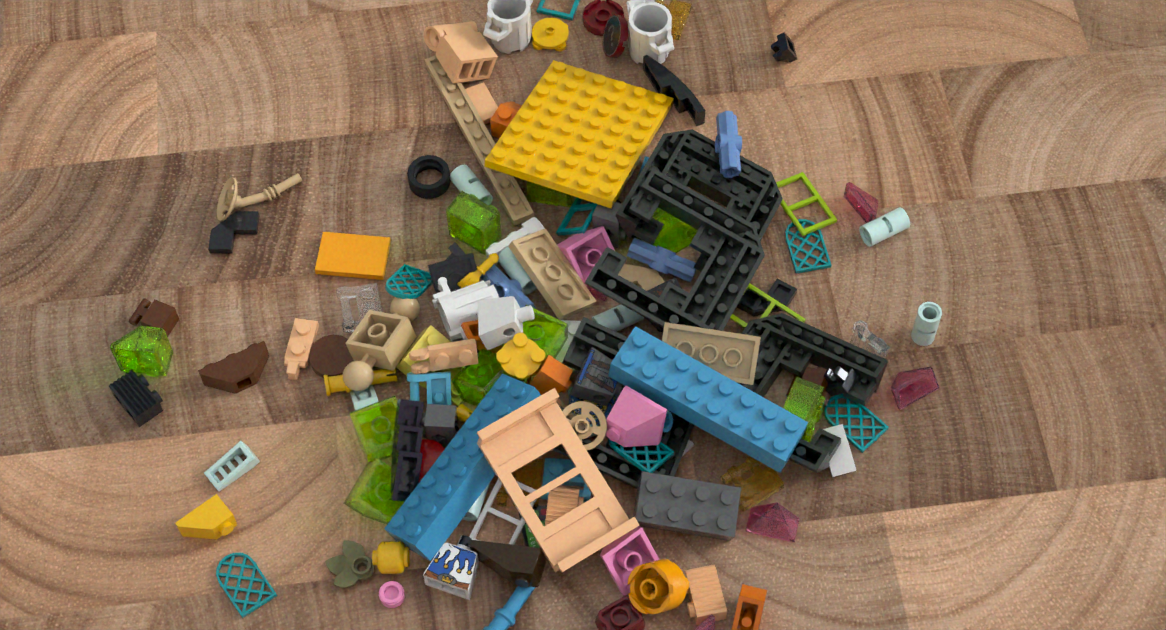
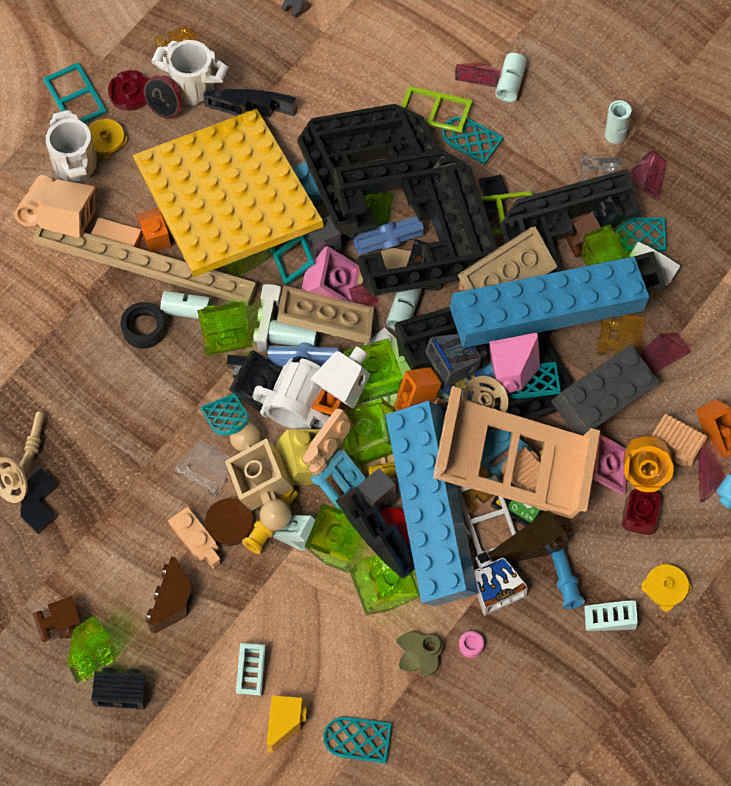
camera: 45 degrees left, 5 degrees up
(353, 255) = (154, 435): light orange tile -> none
(391, 557) = (445, 618): yellow head -> none
(473, 277) = (272, 370): yellow piece -> none
(520, 357) = (386, 390): yellow piece -> none
(728, 144) = (350, 107): medium blue piece -> none

